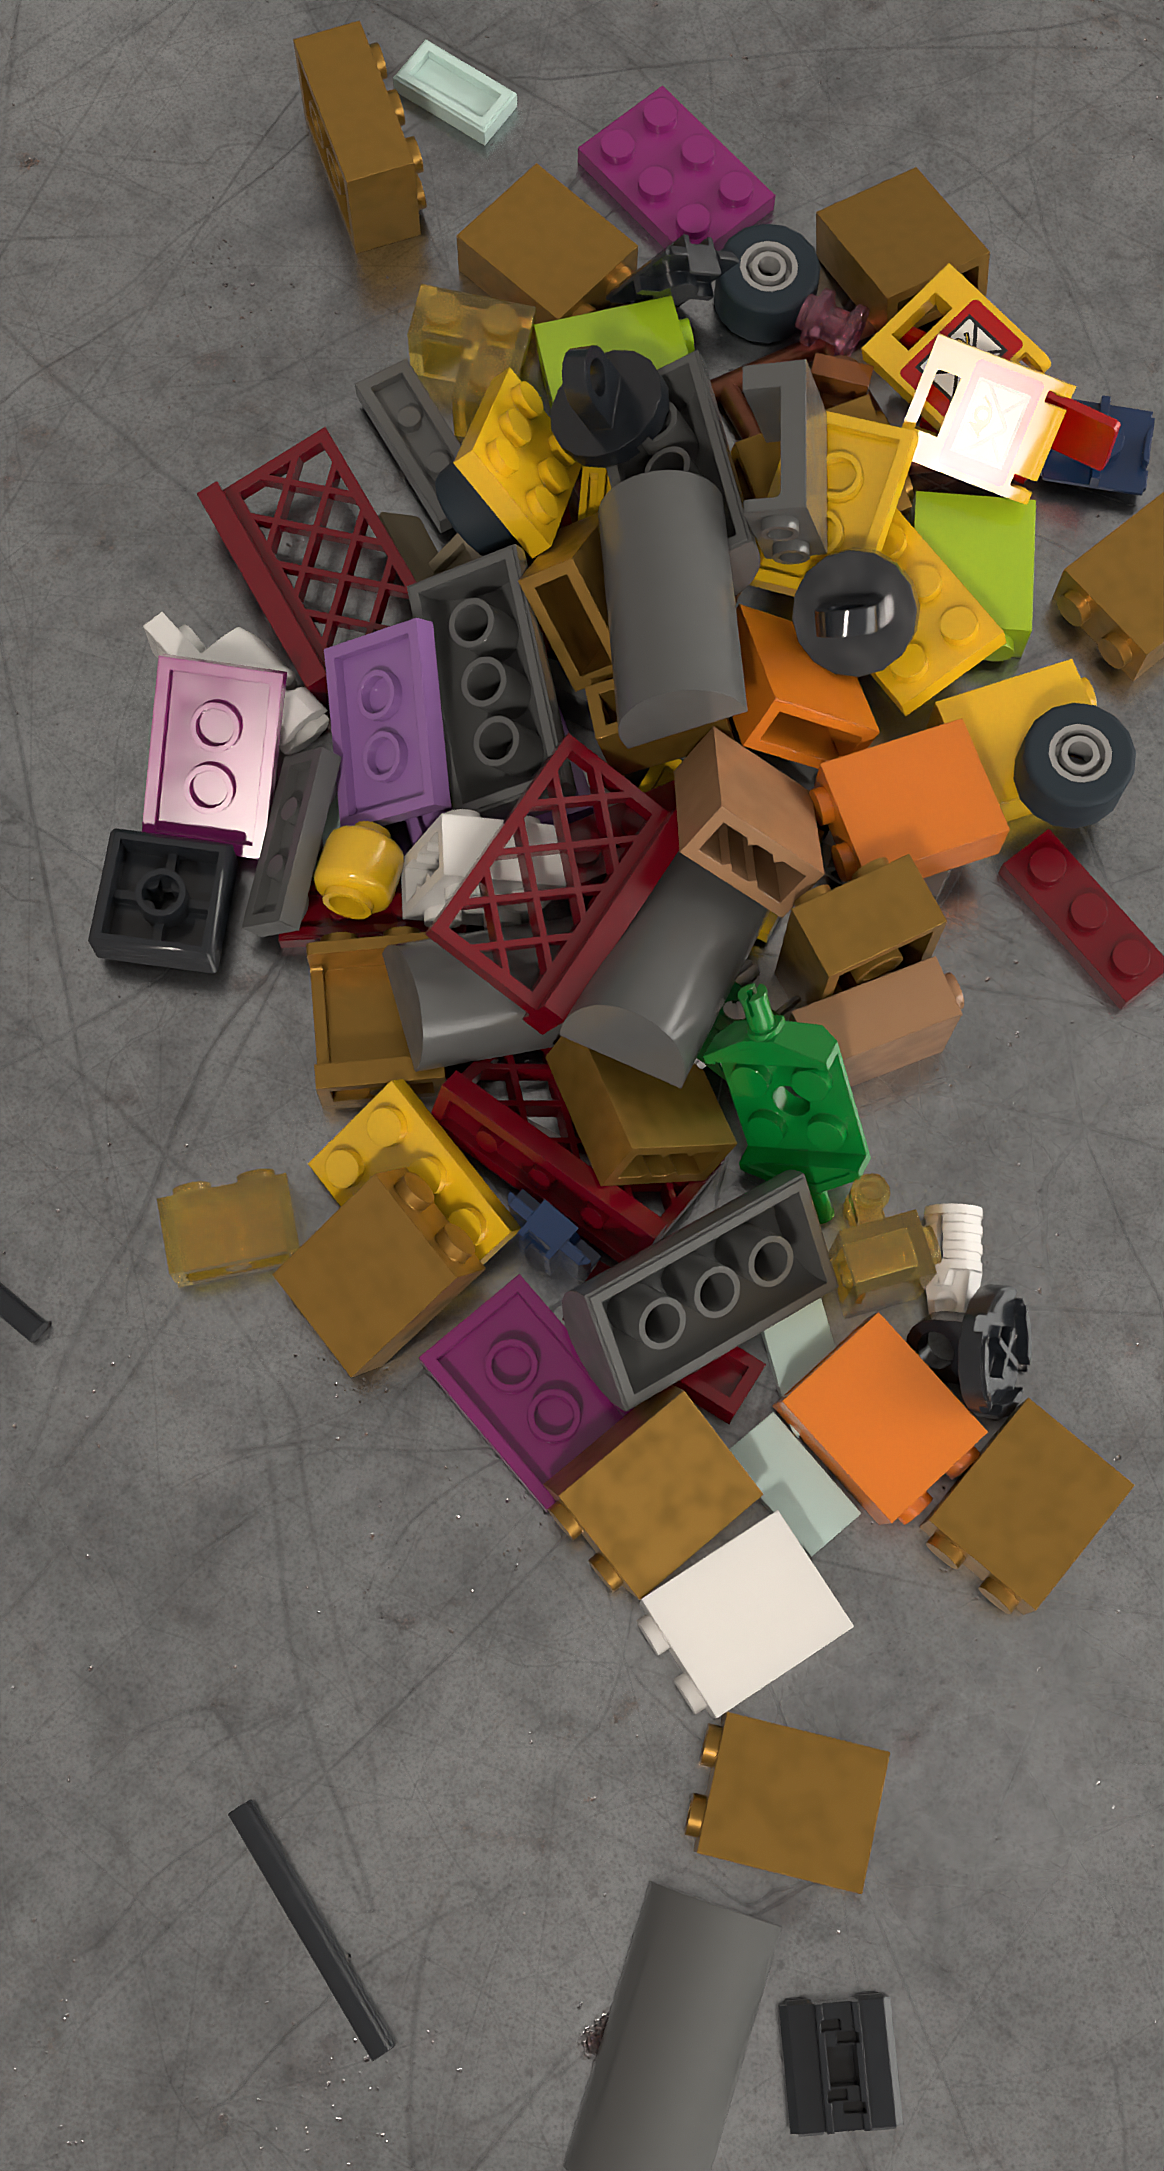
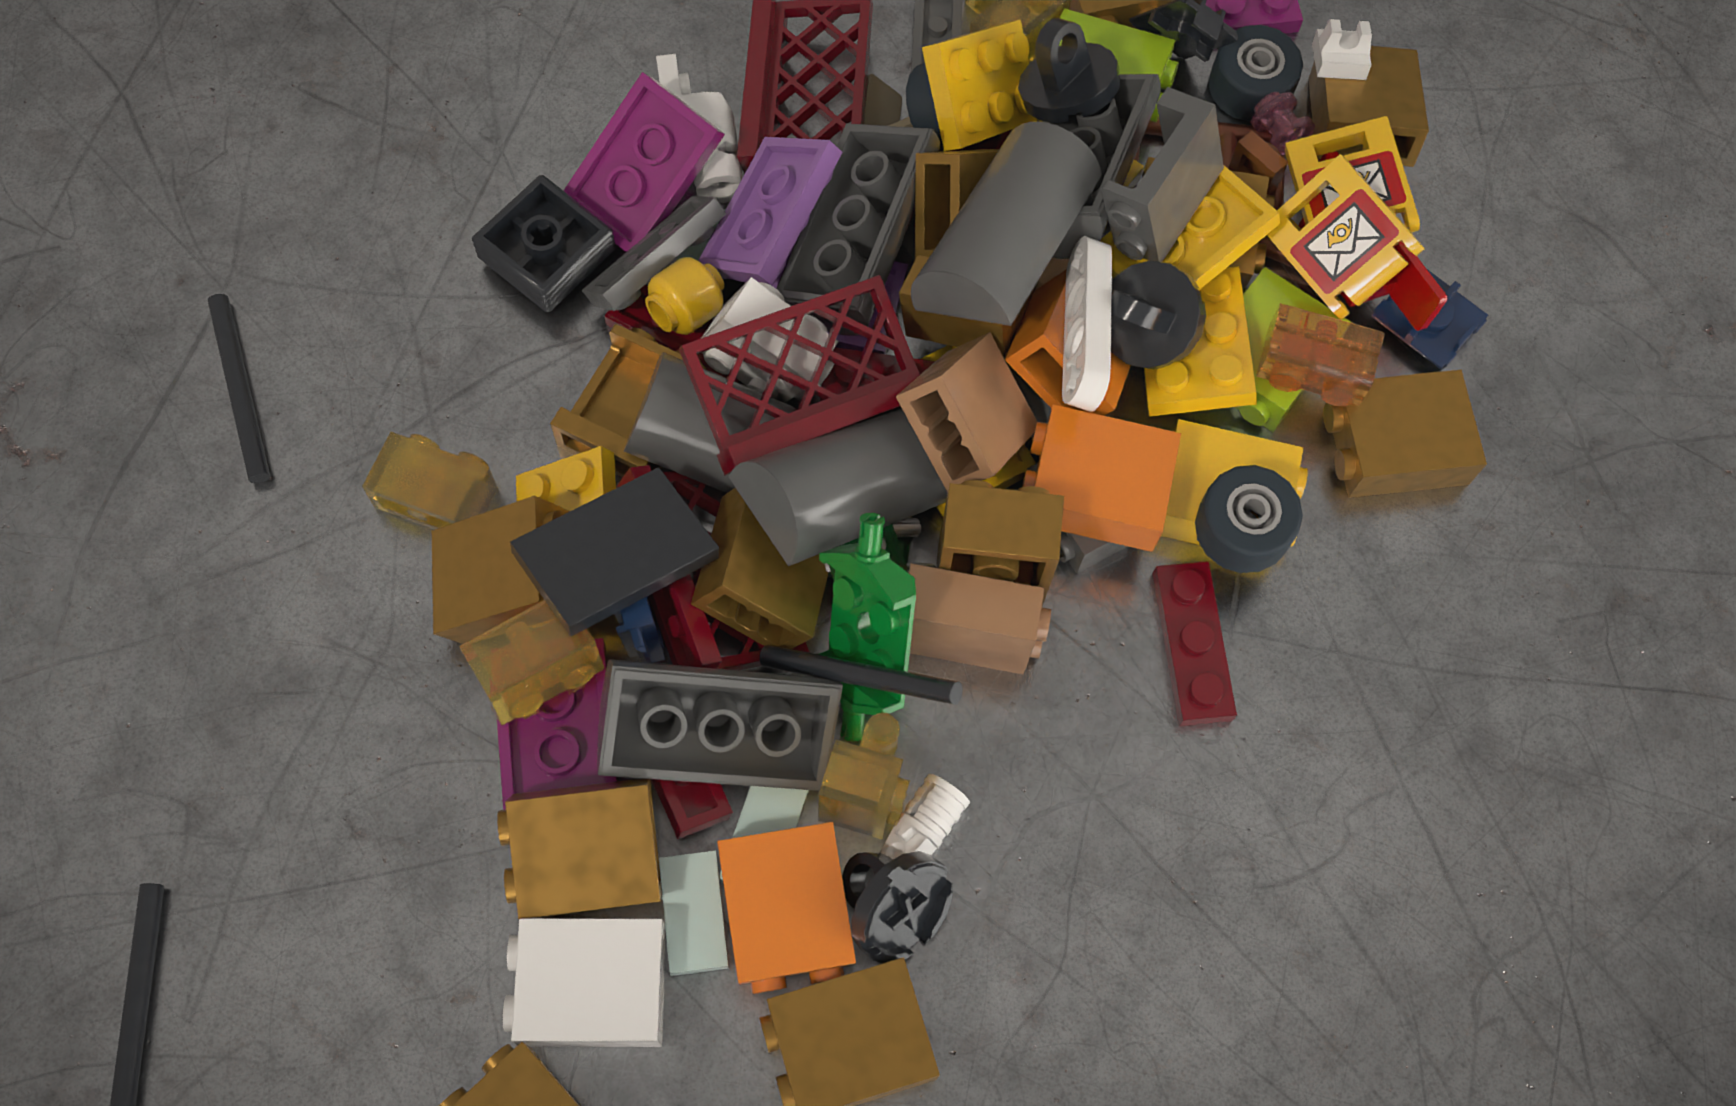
camera: 30 degrees right, 5 degrees down
(487, 1339) = (530, 662): none -> clear yellow brick
(498, 1180) = (614, 551): none -> black tile
(810, 661) = (1087, 324): none -> white beam
(816, 1151) = (862, 674): none -> black bar
(851, 213) = (1342, 52): none -> white tile
(1035, 555) = (1320, 355): none -> clear orange brick

